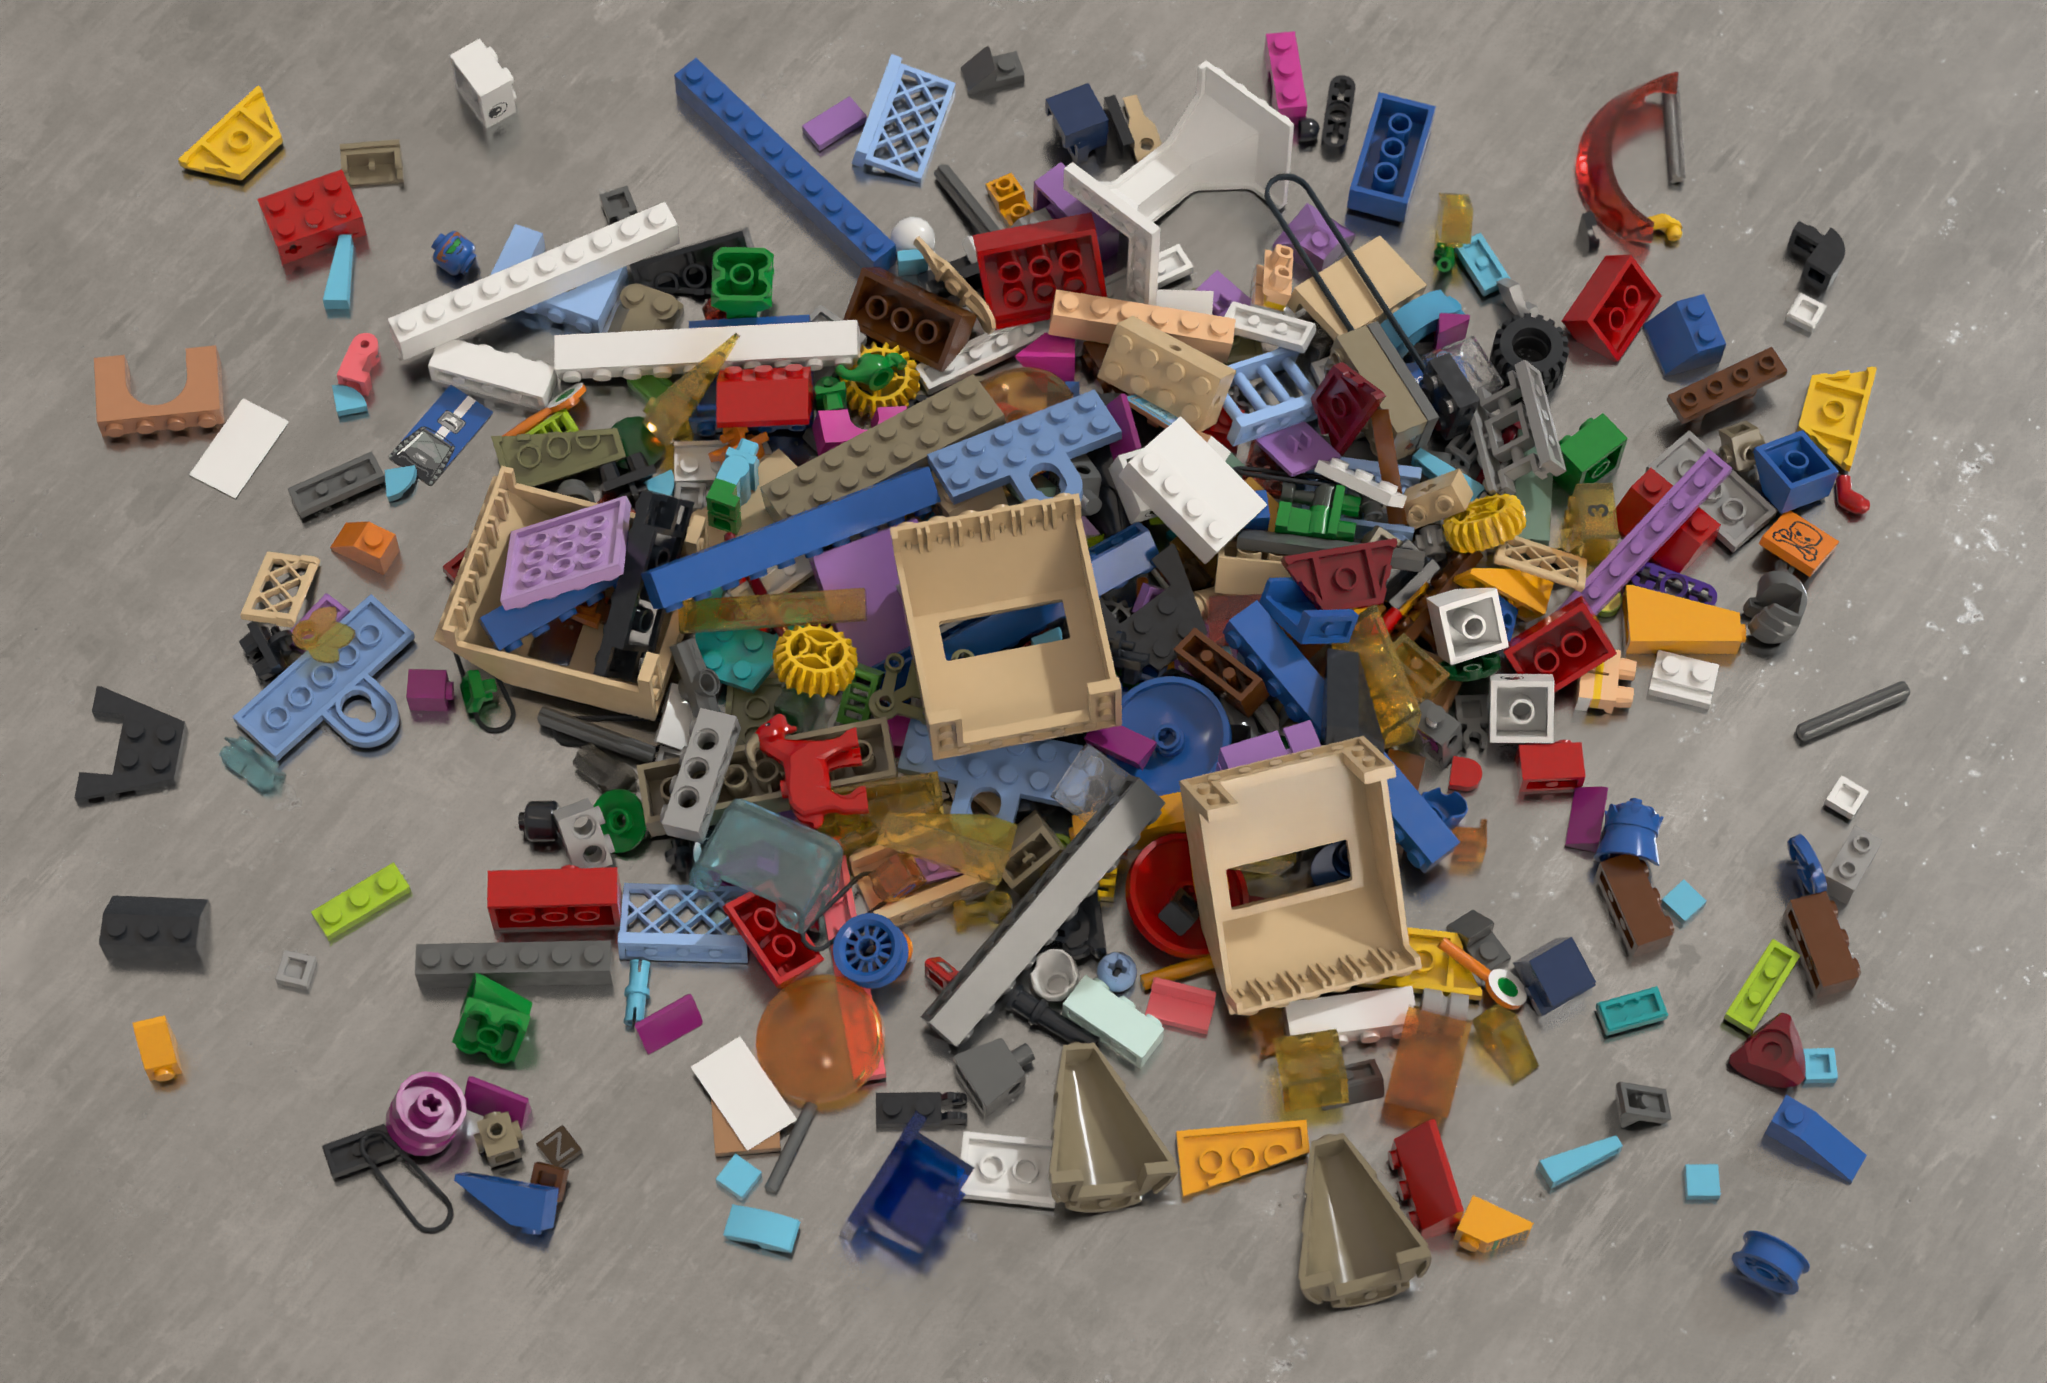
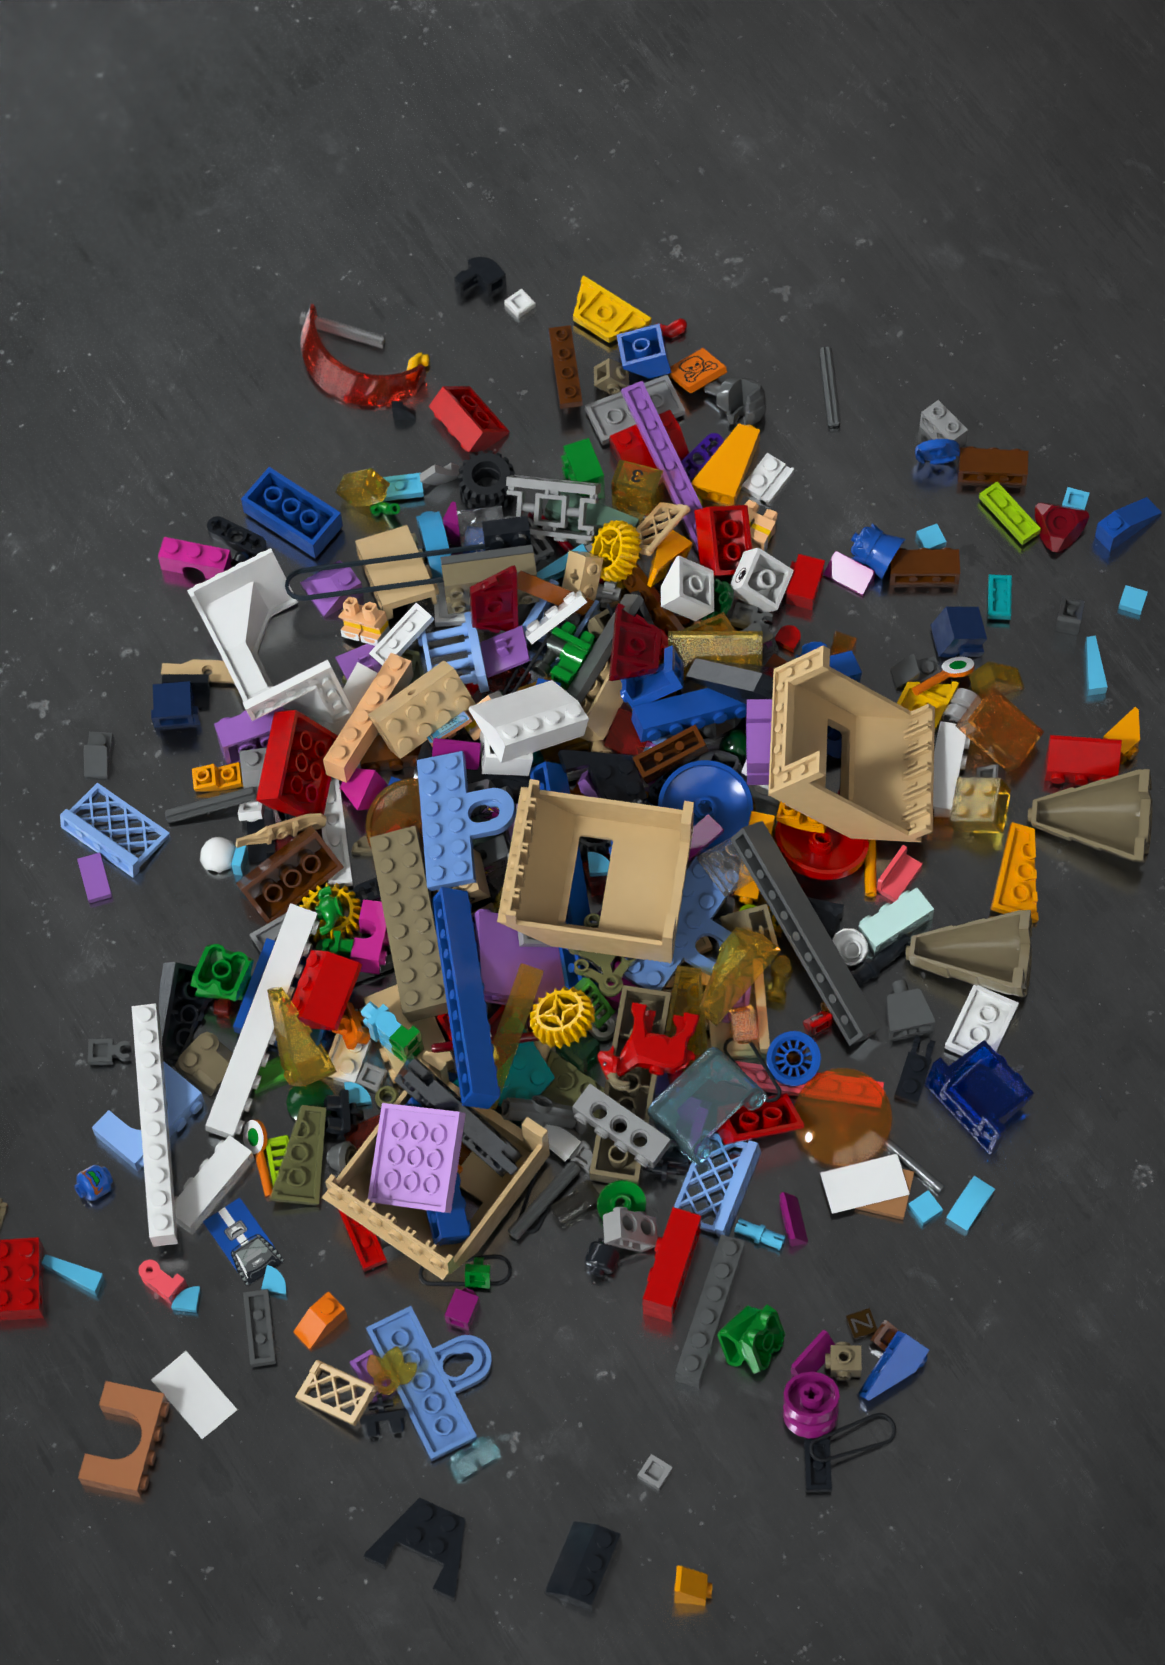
camera: 65 degrees left, 0 degrees up
(361, 901) = (616, 1409): lime plate -> none
(784, 167) = (121, 922): blue brick -> none
(1125, 978) = (858, 899): light blue piece -> none
(1180, 912) = (836, 846): black slope -> none
(1685, 336) = (510, 381): blue slope -> none
(1846, 797) = (892, 413): white plate -> none

